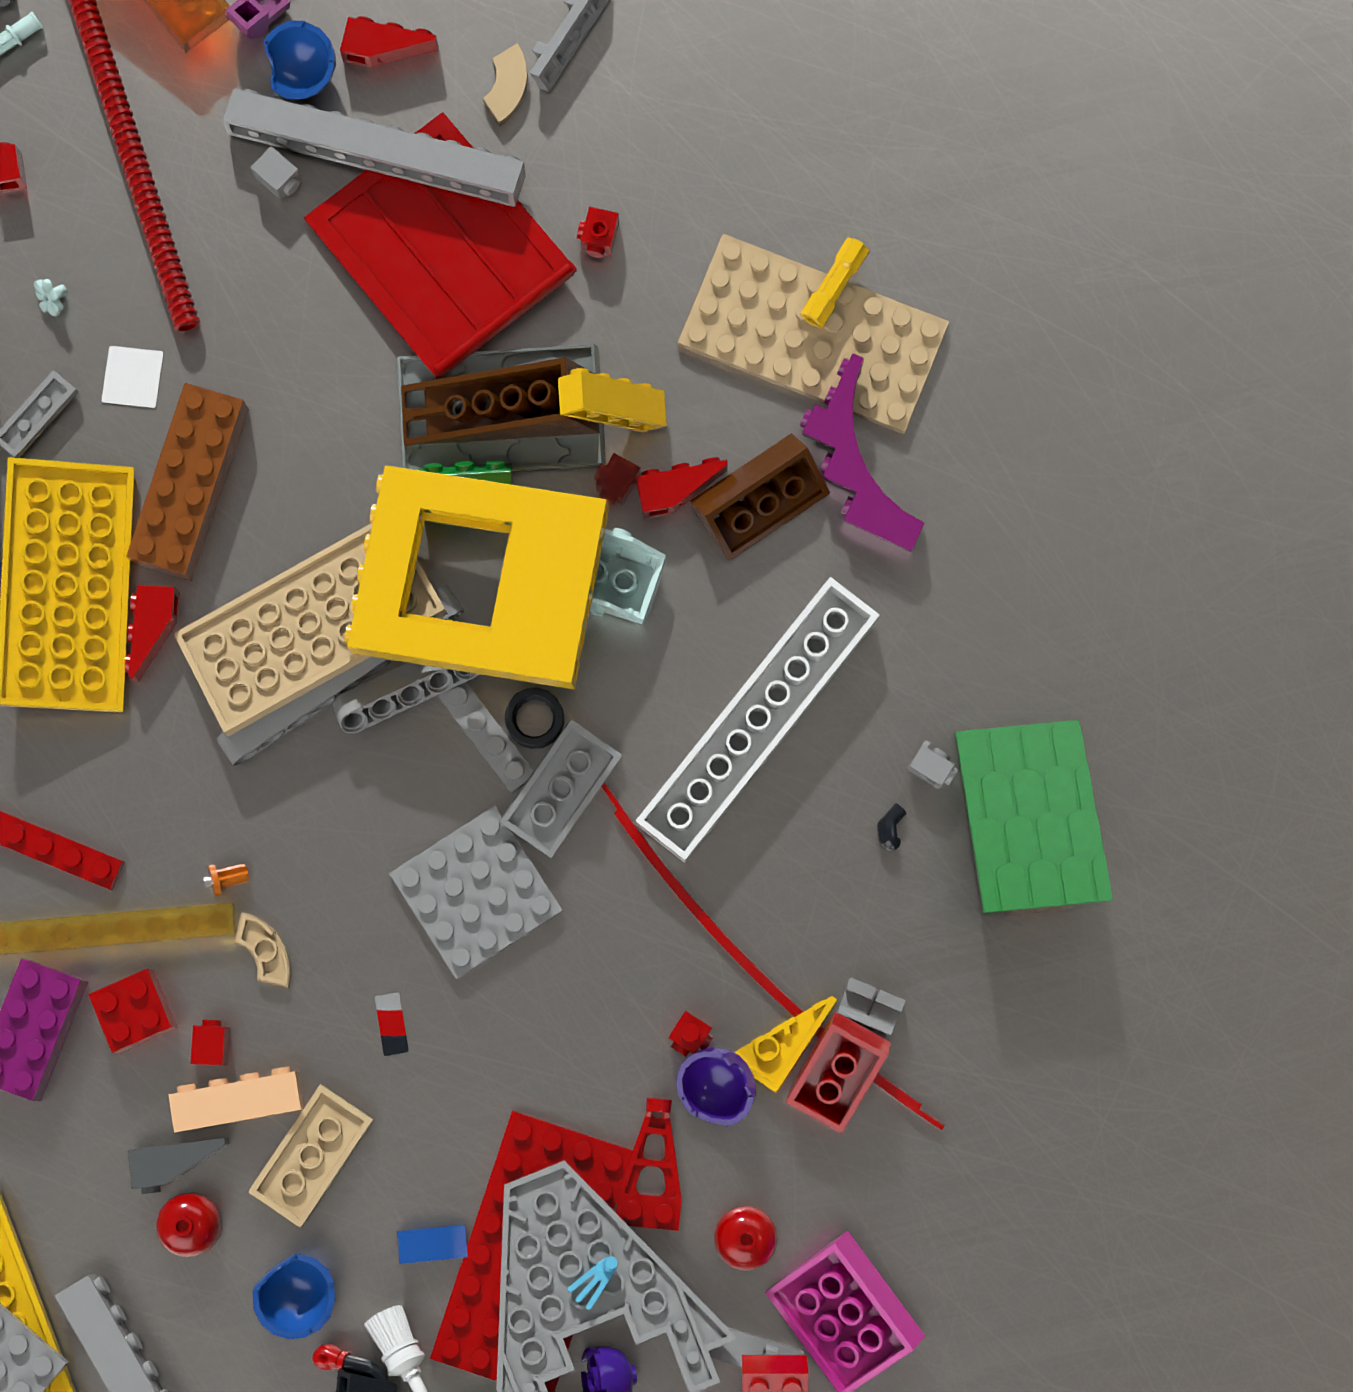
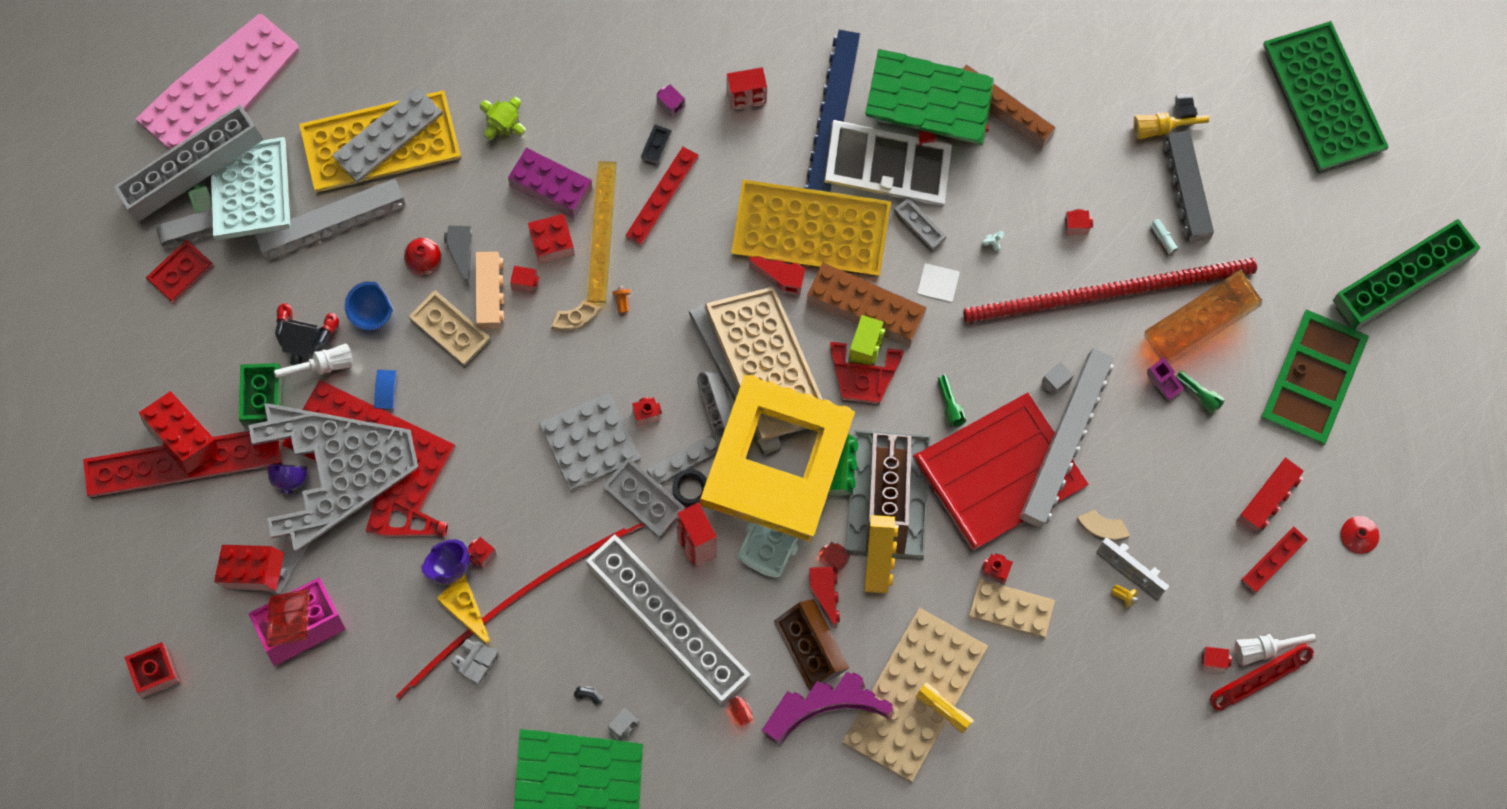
camera: 95 degrees right, 10 degrees down
(254, 470) = (866, 341): none -> lime brick
(299, 59) = (1127, 400): blue cylinder -> none
(318, 473) = (863, 381): none -> red wing
(354, 324) = (954, 412): none -> green piece
(381, 44) = (1136, 448): red slope -> none
(391, 1024) = (526, 383): sticker -> none
(414, 807) = (646, 411): none -> red brick
(603, 1272) = (348, 476): medium azure piece -> none
(613, 40) = (1128, 596): none -> yellow piece
(624, 687) = (696, 535): none -> red brick
(657, 206) = (1012, 608): none -> tan plate
(745, 1238) = (353, 569): red cylinder -> none
(838, 1072) = (441, 634): red brick -> none
(847, 1326) = (288, 617): none -> clear red piece
(882, 589) = (740, 710): none -> clear red brick

